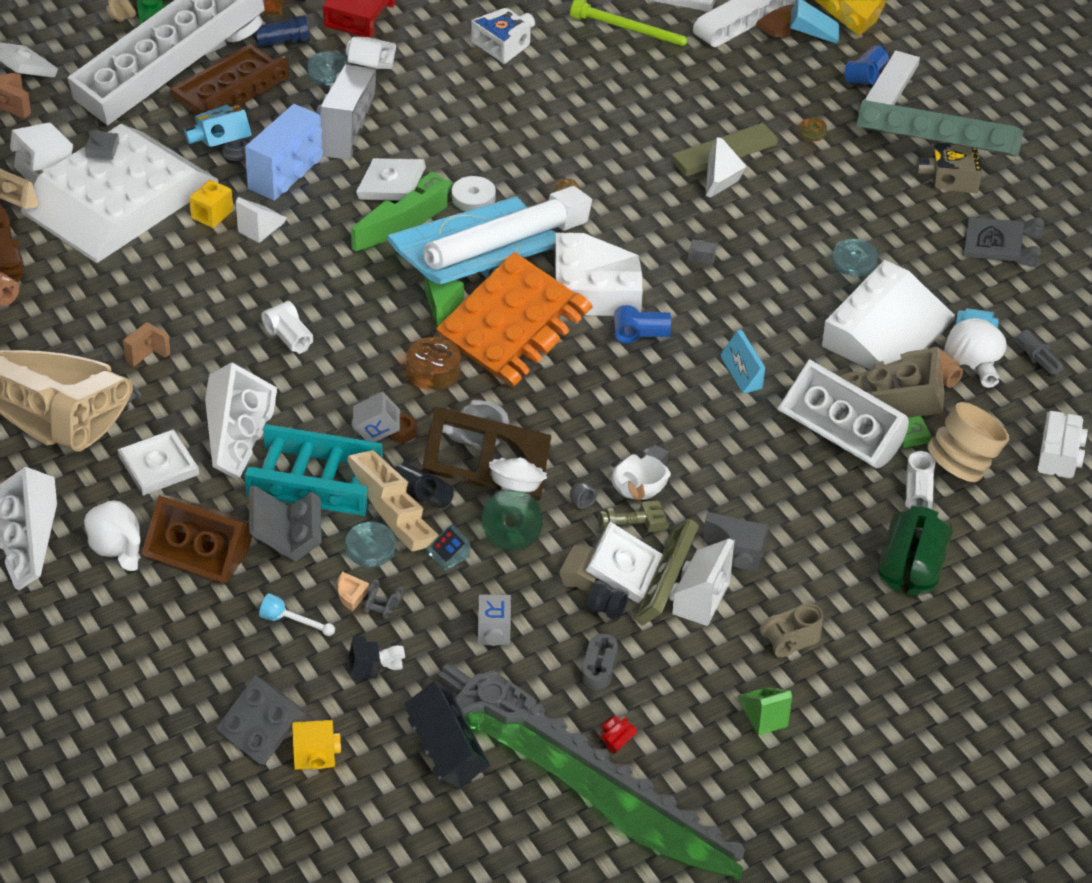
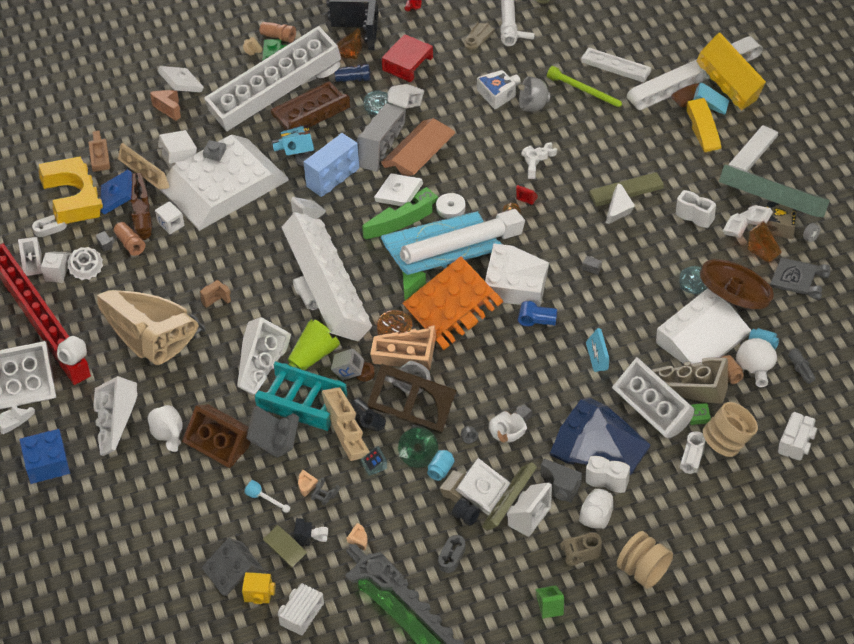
camera: 15 degrees right, 5 degrees up
(48, 247) = (169, 217): none -> white brick
(158, 462) = (206, 377): white tile -> none
(211, 203) = (278, 196): yellow brick -> none
(316, 301) = (326, 277): none -> white brick
(317, 395) = (312, 345): none -> lime cone
(341, 679) = (284, 546): none -> olive slope
(370, 533) = (326, 459): clear light blue piece -> none
(389, 766) = (301, 609): none -> white brick
(406, 119) = (418, 147): none -> nougat slope
(446, 735) = (340, 593): black brick -> none
(450, 653) = (358, 536): none -> light nougat tile
(456, 384) = (400, 348): none -> light nougat wedge
(494, 620) = (390, 516): light grey brick -> none
(516, 474) = (425, 417): white piece -> none
(551, 541) = (440, 465): none -> medium azure brick
(559, 36) = (534, 94): none -> light grey cylinder
(580, 117) = (533, 157): none -> white piece
(581, 168) = (525, 195): none -> red slope
(616, 732) = (450, 605): red plate -> none
(649, 514) = (511, 454): olive hinge -> none
(777, 481) = (598, 431): none -> dark blue wedge
(799, 574) = (597, 509): none -> white piece
(804, 524) = (608, 474): none -> white brick
(813, 56) = (703, 124): none -> yellow slope
(813, 129) = (690, 179): clear orange tile -> none
(834, 163) = (695, 208): none -> white brick
(867, 67) = (738, 137): blue piece -> none
(889, 629) = (644, 559): none -> tan wheel
(920, 163) = (738, 222): none -> white tile
(921, 253) = (736, 284): none -> reddish brown dish
(930, 554) = (674, 503): dark green cylinder -> none
(940, 199) = (763, 243): none -> clear orange slope
(1004, 179) = (811, 232): none -> light grey tile

